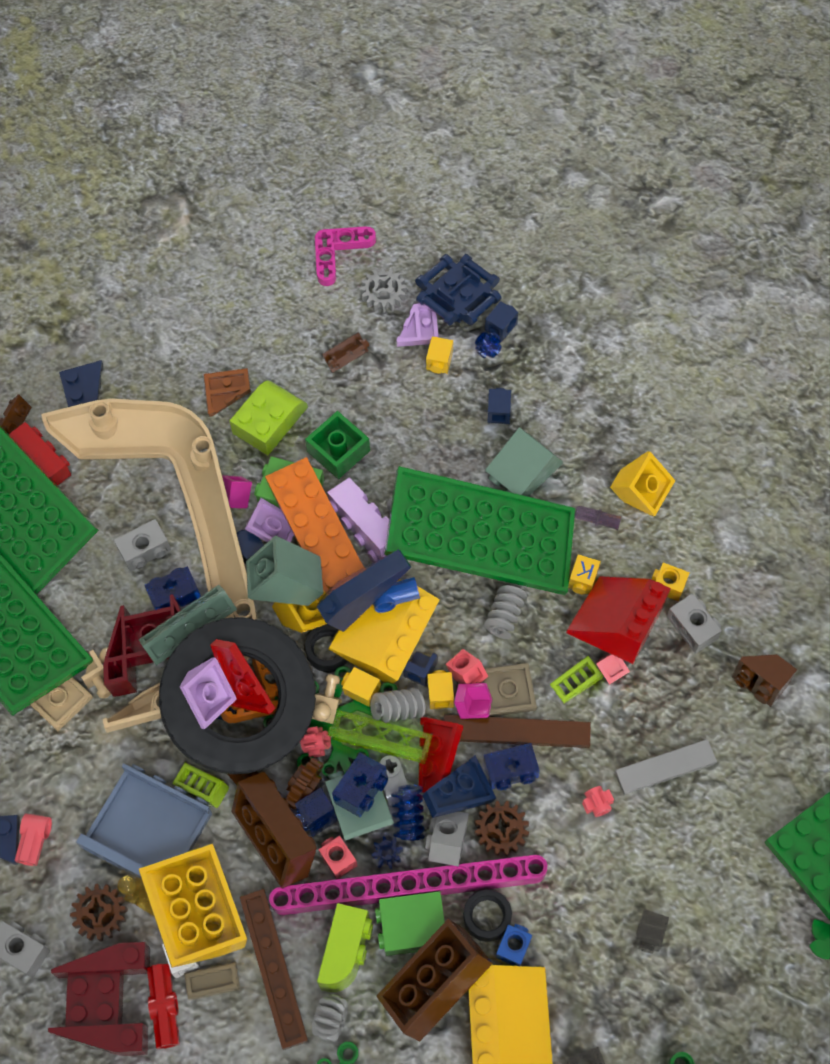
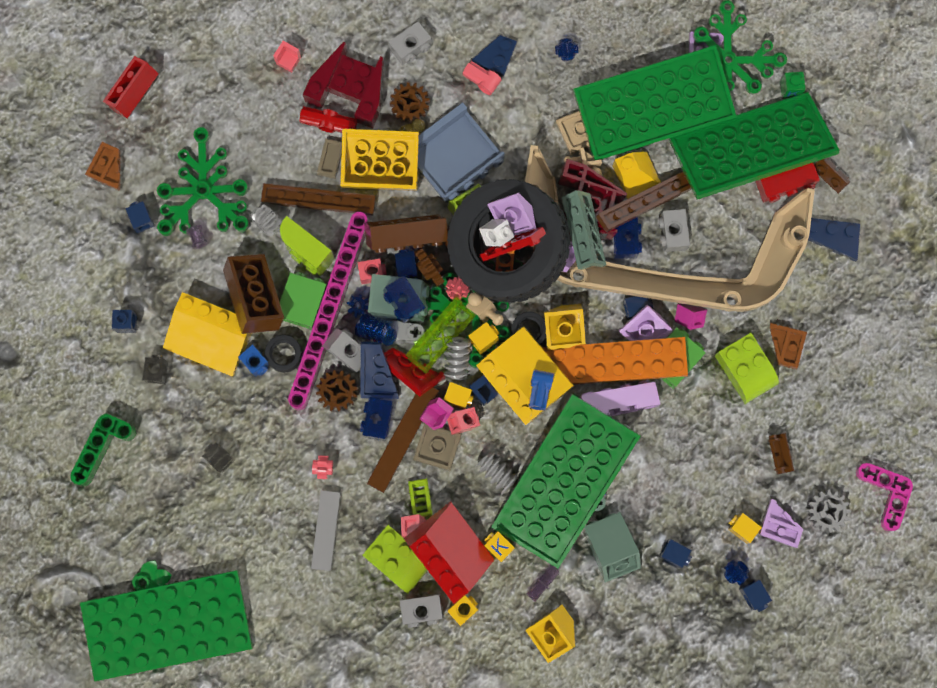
camera: 110 degrees right, 15 degrees up
(90, 614) = (635, 173): none -> yellow slope
(124, 582) = (643, 202): none -> reddish brown plate
(235, 703) = (496, 232): none -> white brick
(284, 574) = (592, 315): sand green slope -> none
(337, 444) = (694, 408): green brick -> none
(360, 590) = (553, 363): dark blue wedge -> none
(459, 291) = (800, 572): dark blue brick -> none
(655, 676) = (395, 559): none -> lime brick
(764, 676) = (351, 638): reddish brown slope -> none

